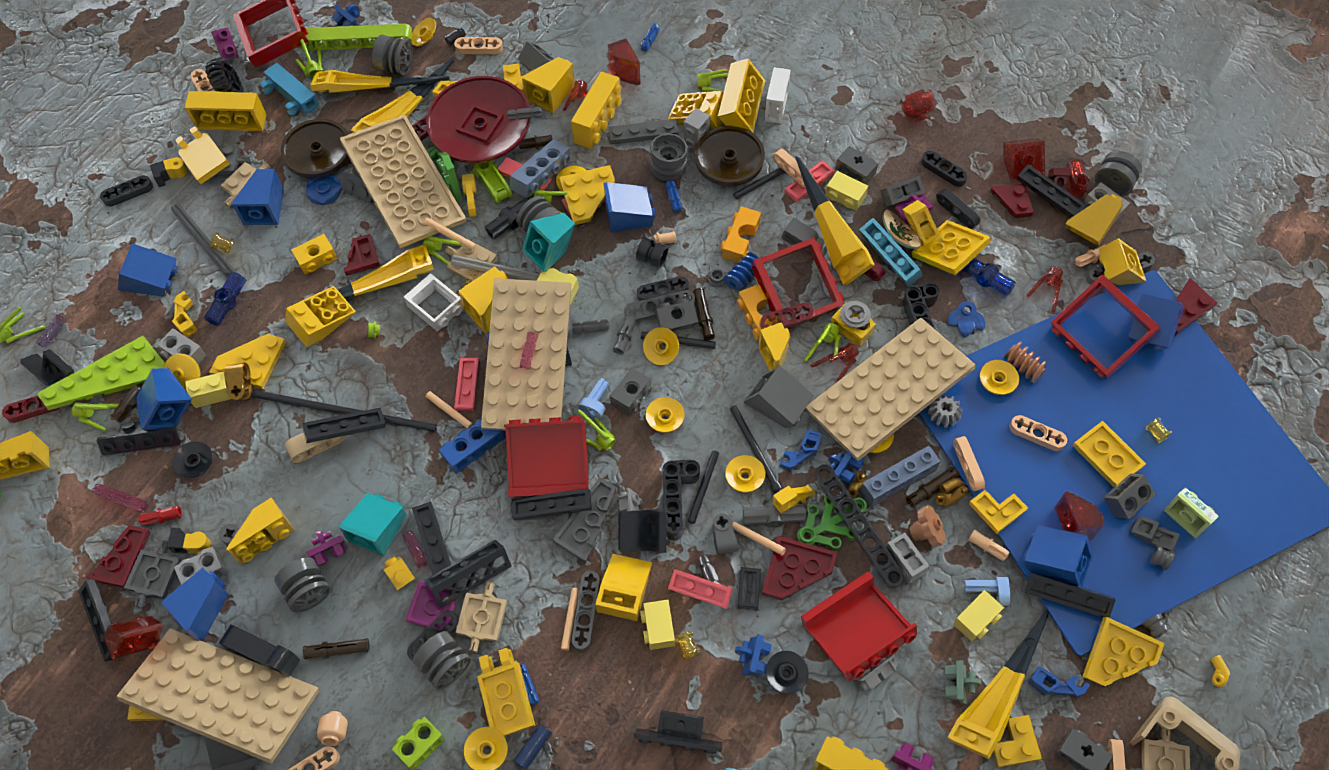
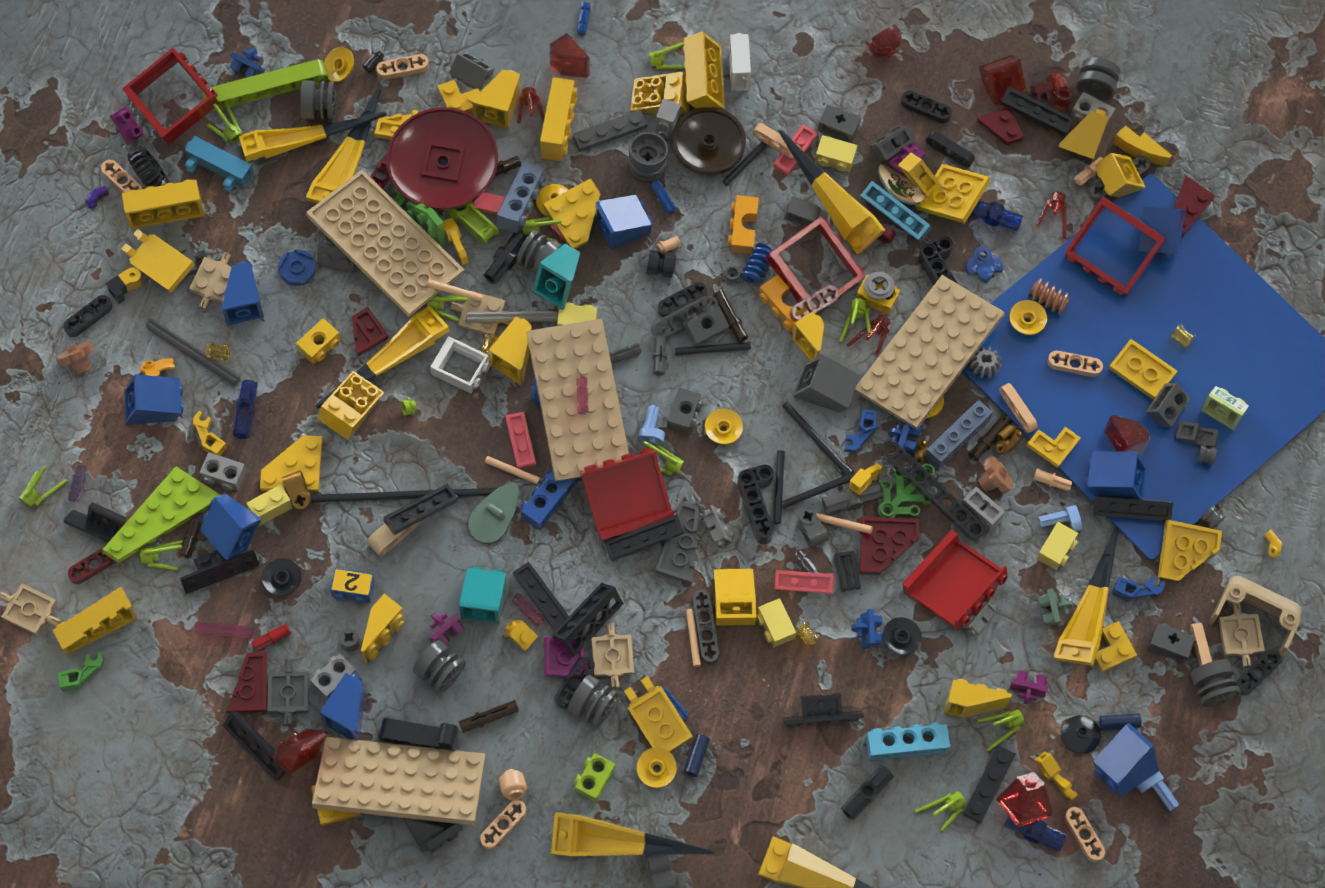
camera: 20 degrees left, 5 degrees up
(97, 221) = (77, 357): none -> nougat plant
(160, 245) = (154, 368): none -> light orange plate
(178, 94) = (94, 194): none -> dark purple arm
(185, 366) = (236, 486): yellow dish -> none
(187, 543) = (311, 656): leg -> none
(254, 483) = (352, 586): none -> brick
(314, 148) = (275, 225): dark brown dish -> none
(416, 447) = (494, 514): none -> sand green shield
(524, 113) = (491, 143): dark grey axle -> none
(642, 531) = (739, 541): black bracket -> none
(652, 346) = (690, 360): yellow dish -> none
(740, 499) = (818, 490): none -> black bar
(745, 465) = (815, 457): yellow dish -> none
(1148, 242) = (1141, 146): none -> yellow slope

